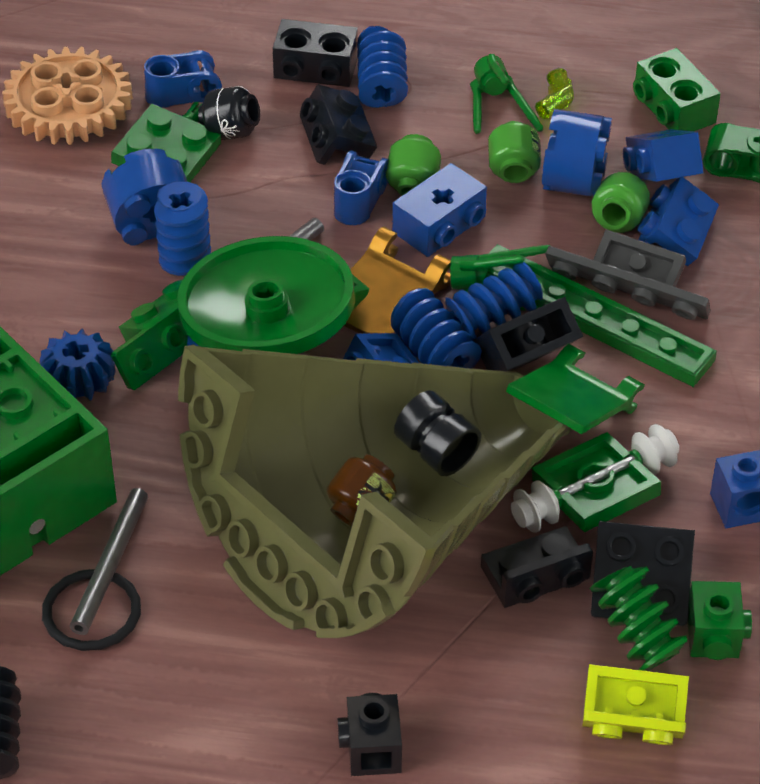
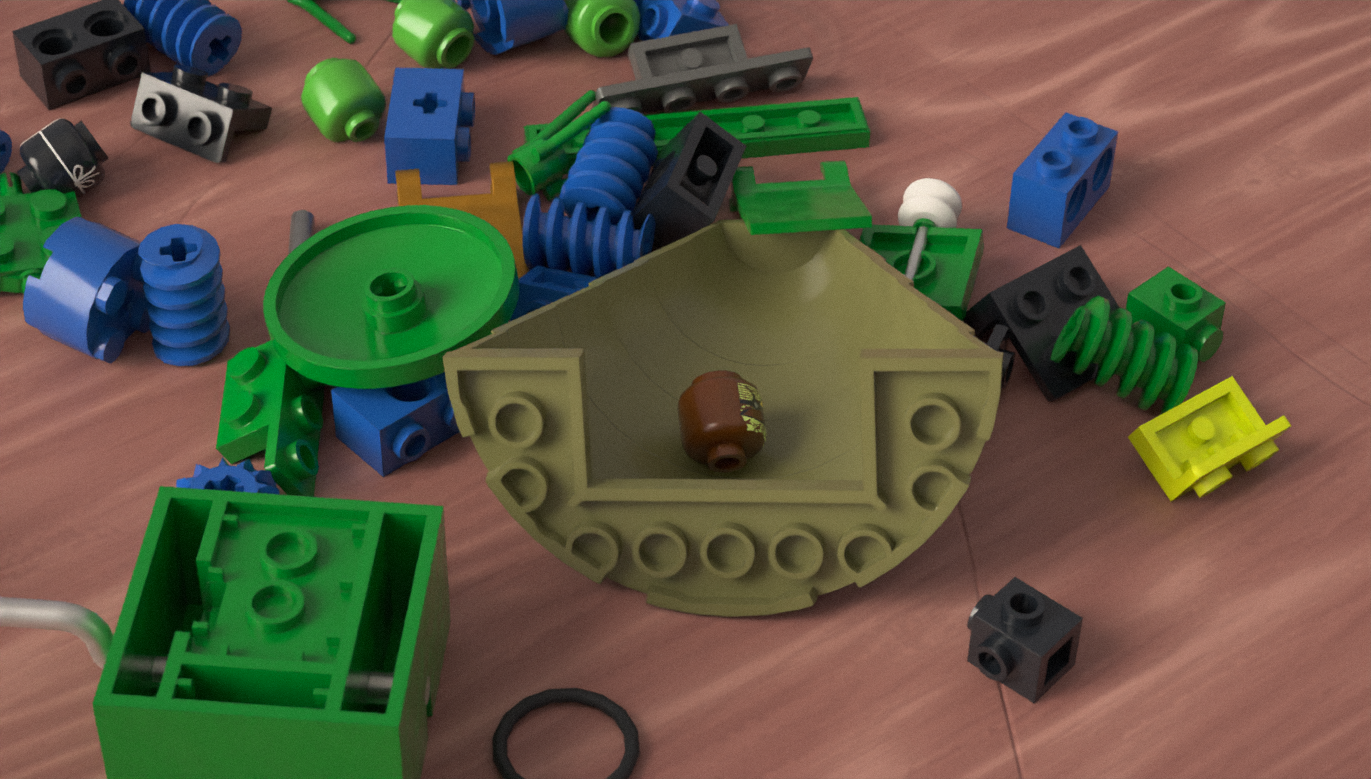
camera: 45 degrees left, 5 degrees down
(108, 562) = (533, 681): flat silver piece -> none
(358, 188) = (306, 155): blue piece -> none
(437, 433) = (732, 315): black wheel -> none

